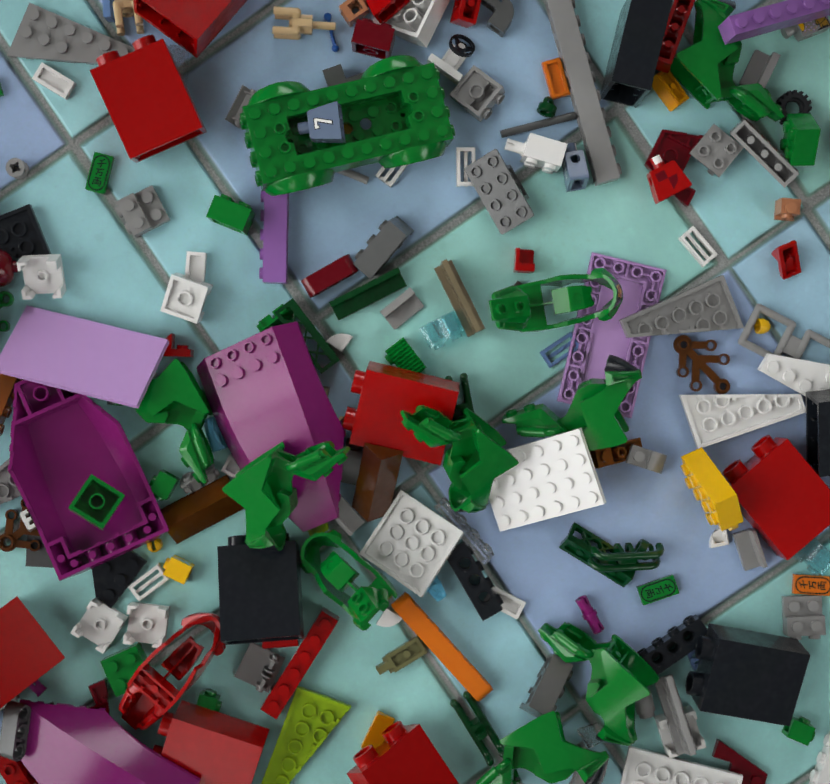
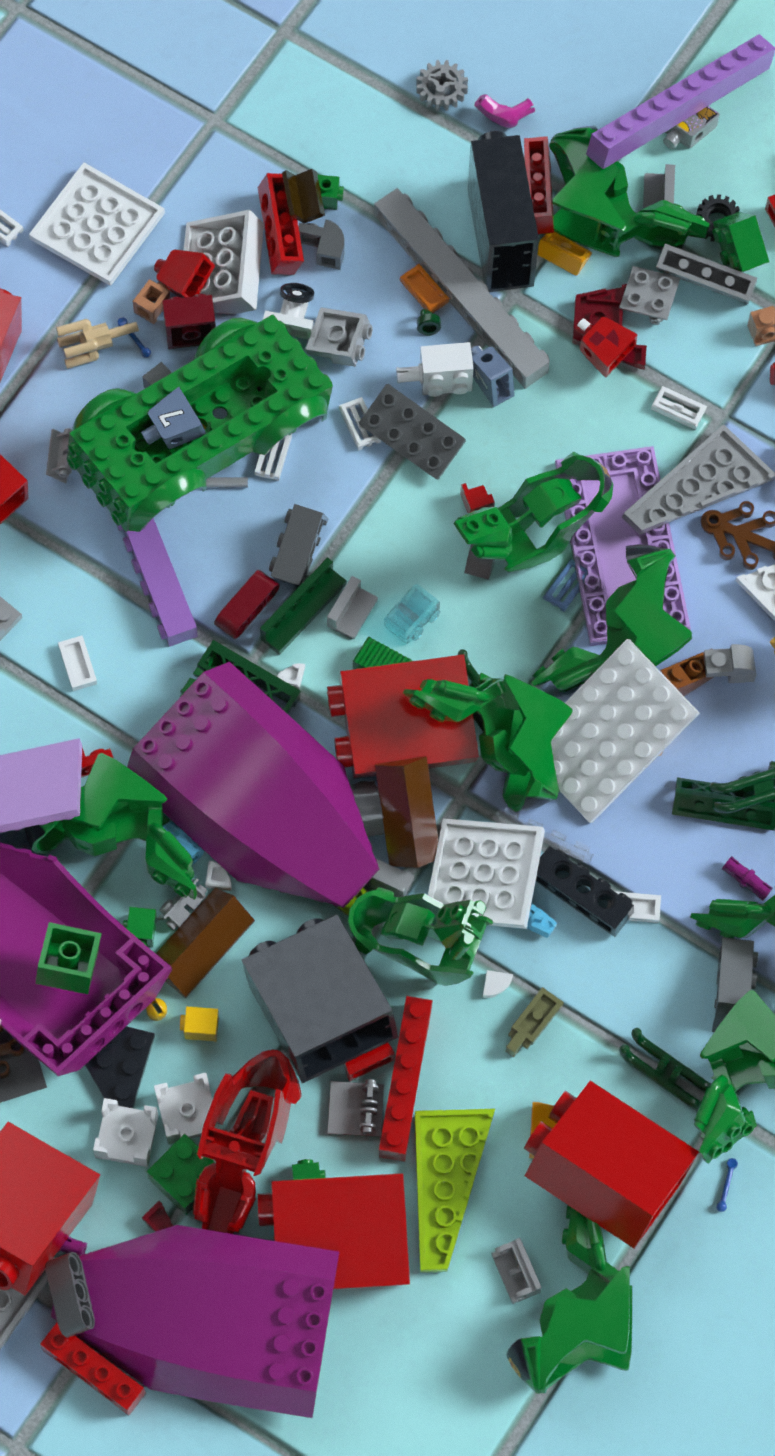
camera: 30 degrees left, 20 degrees down
(135, 592) = (180, 1040): white tile -> none
(185, 298) = (80, 691): white panel -> none
(230, 214) = (98, 575): green brick -> none
(268, 492) = (281, 852): green piece -> none
(442, 646) = (579, 989): orange beam -> none
(459, 298) = (416, 565): dark tan fence -> none
(538, 124) = (433, 340): dark grey bar -> none

